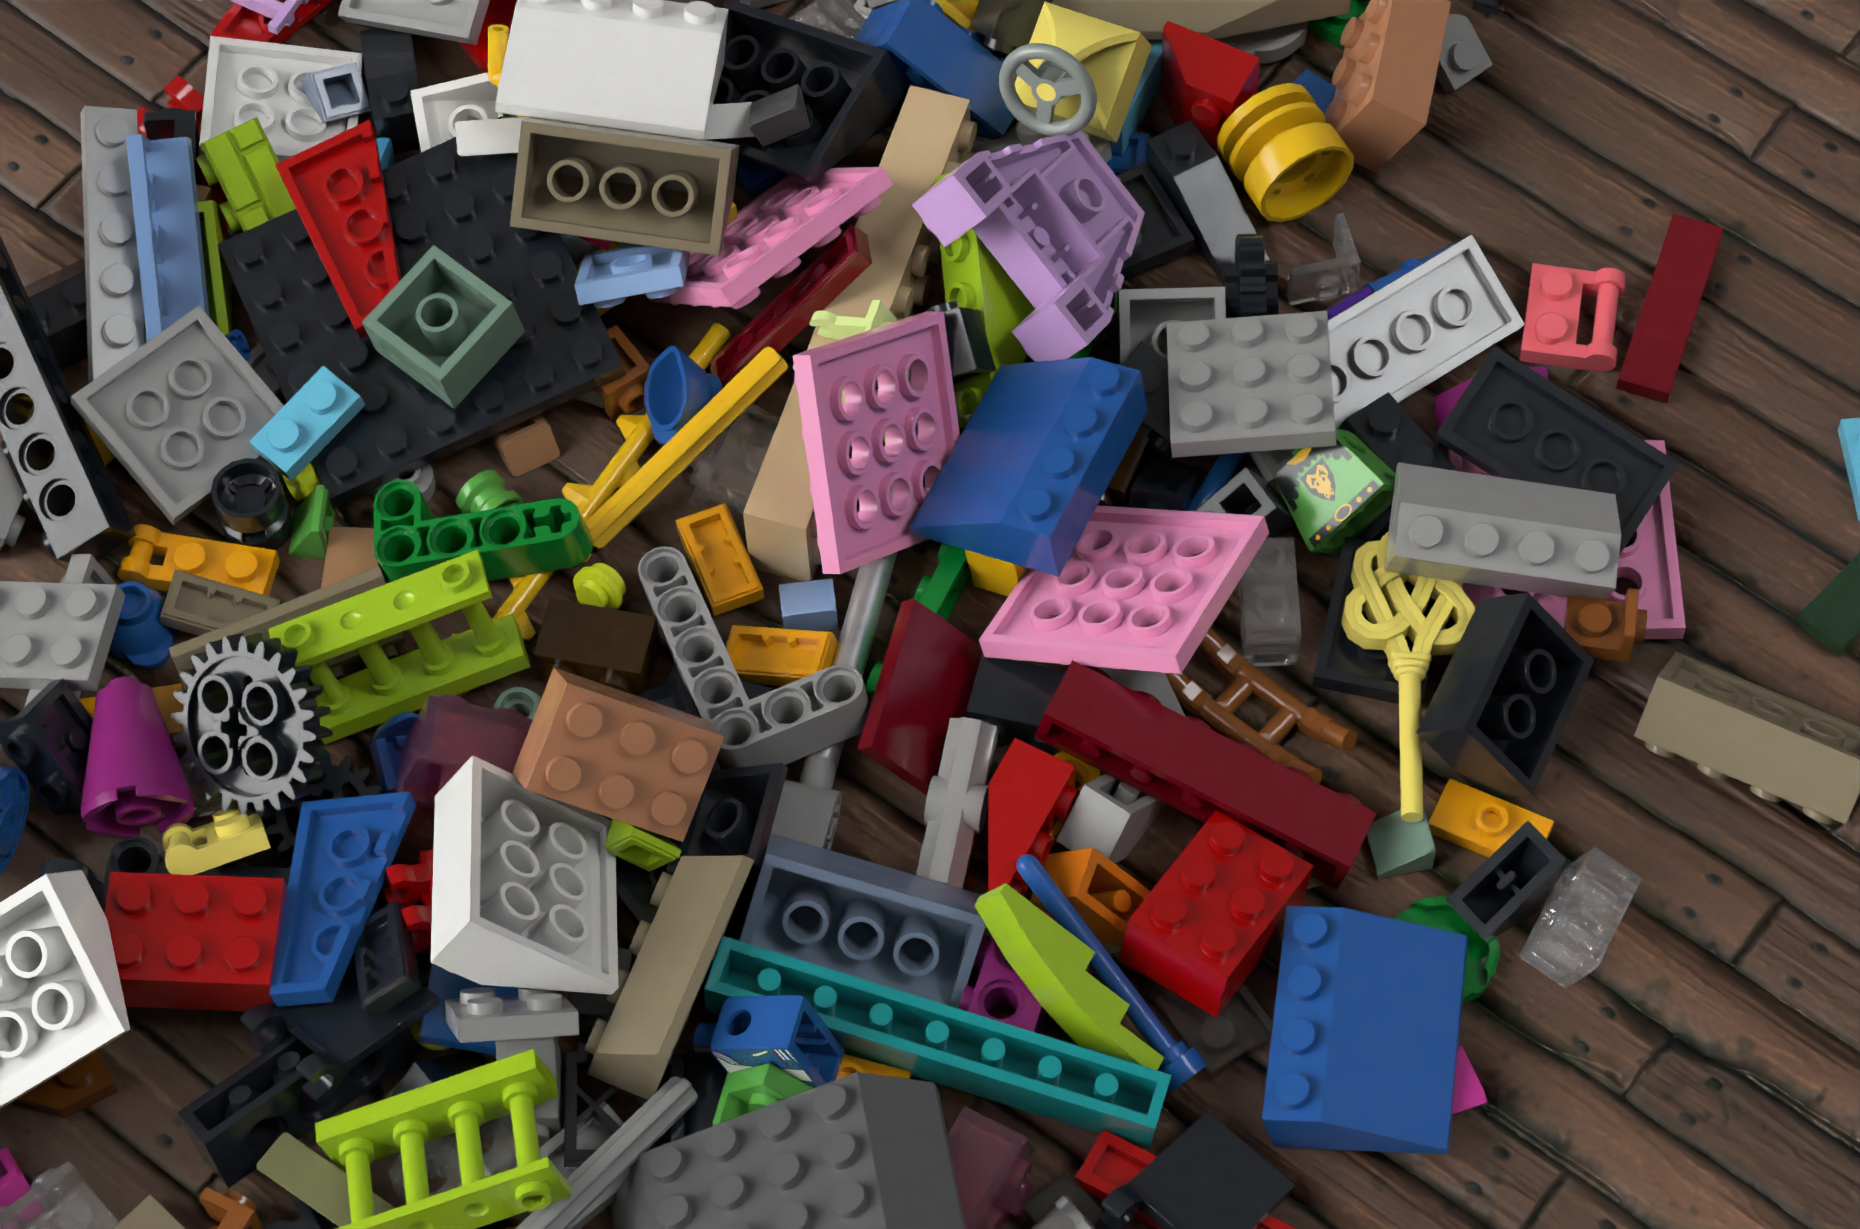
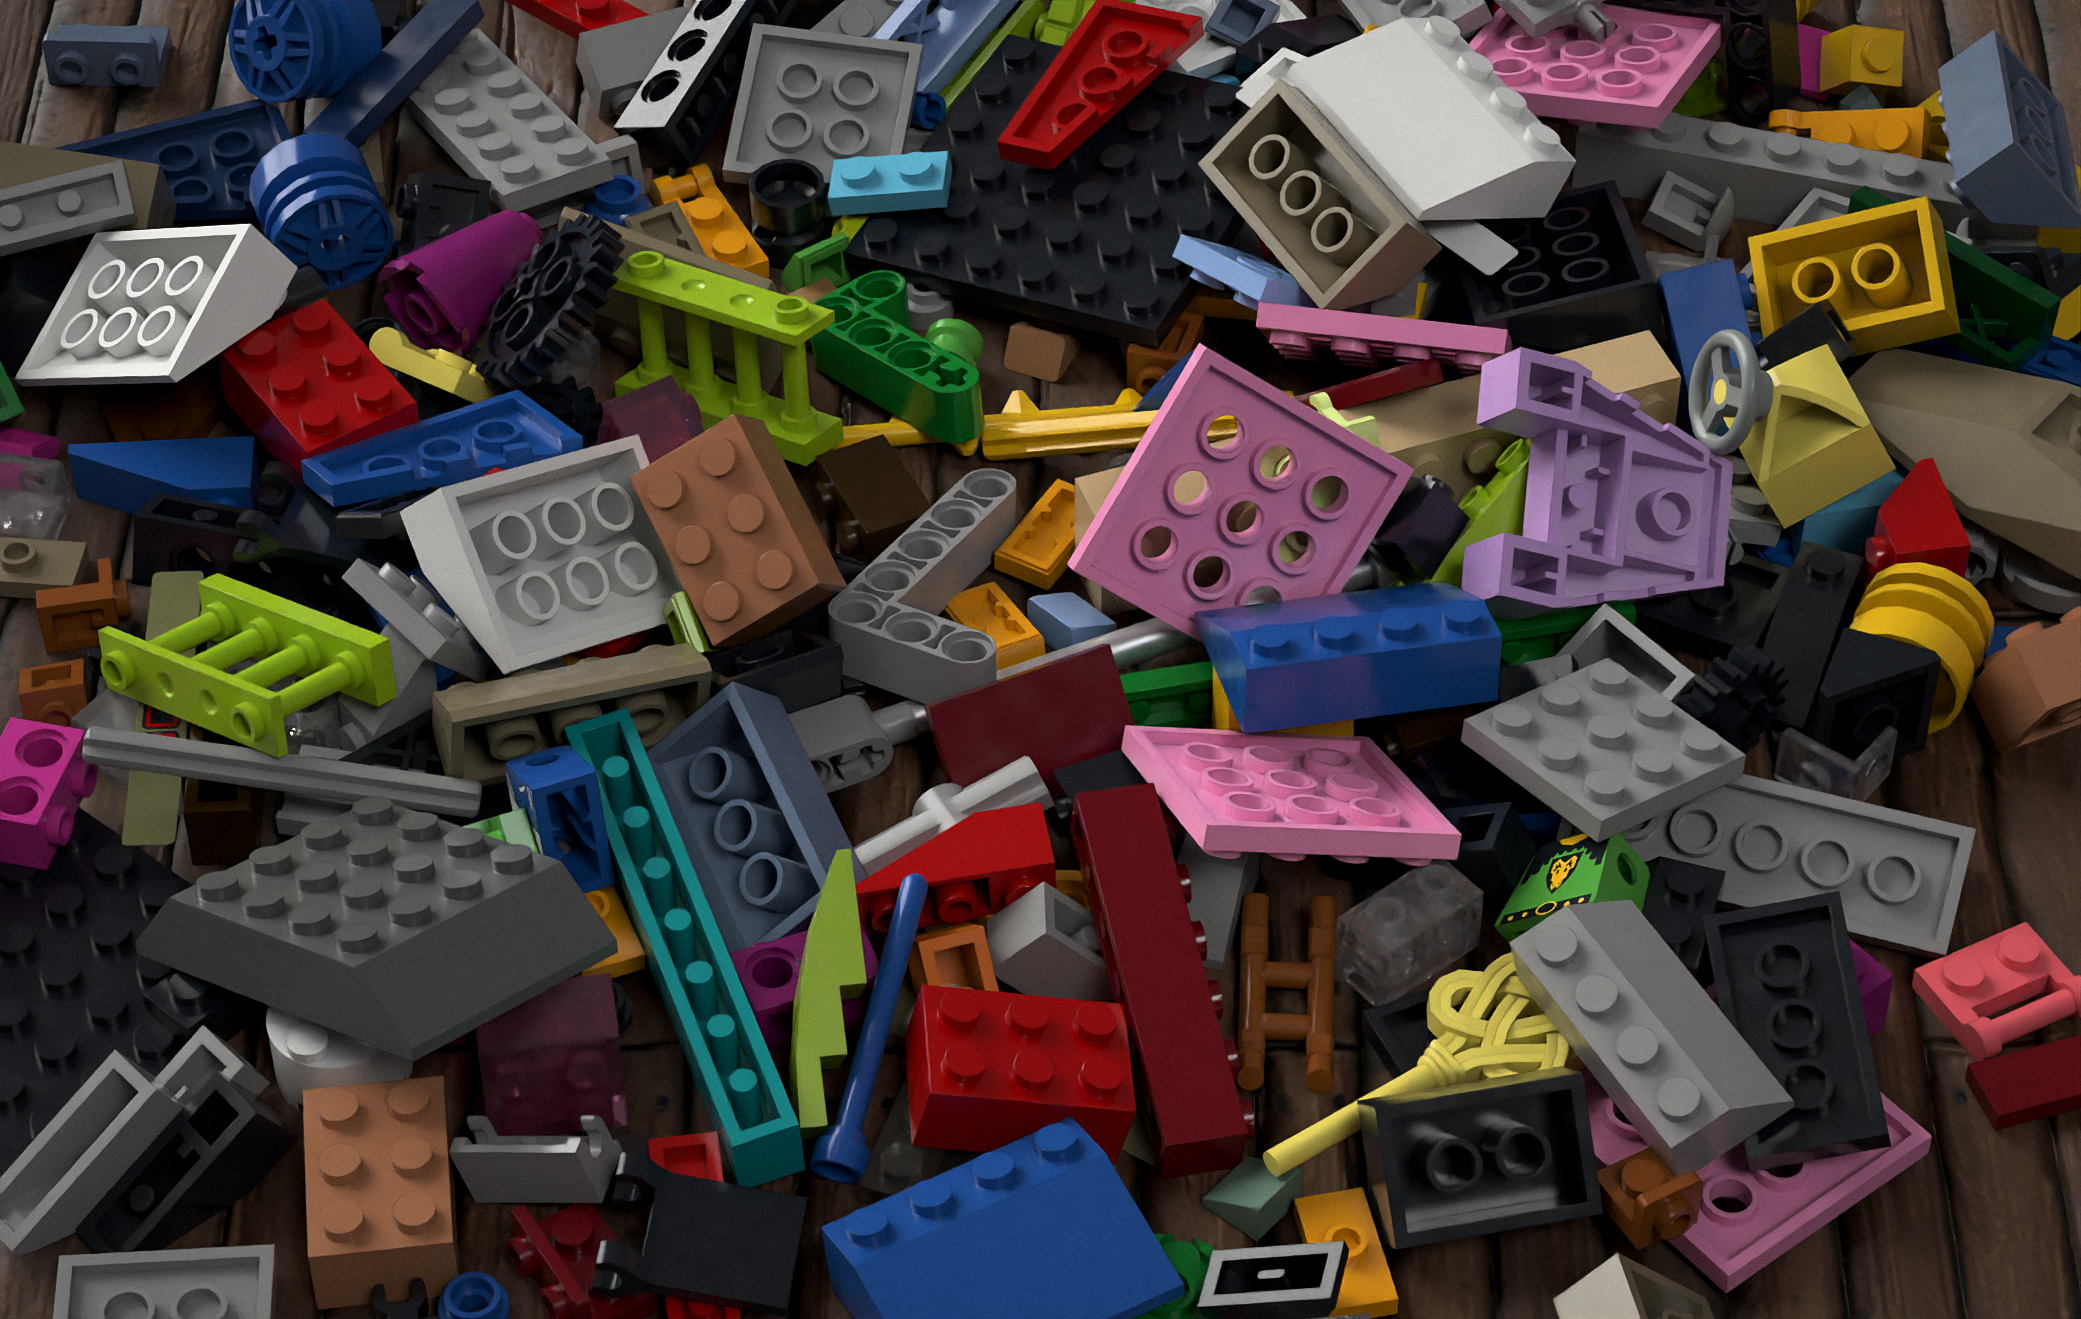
camera: 50 degrees right, 15 degrees down
(146, 1091) = (199, 468): none -> blue slope
(443, 326) = (1050, 182): sand green brick -> none
(599, 586) = (937, 471): neon yellow plate -> none
(778, 115) = (1513, 268): dark grey slope -> none
(1303, 207) = (1872, 687): none -> black slope

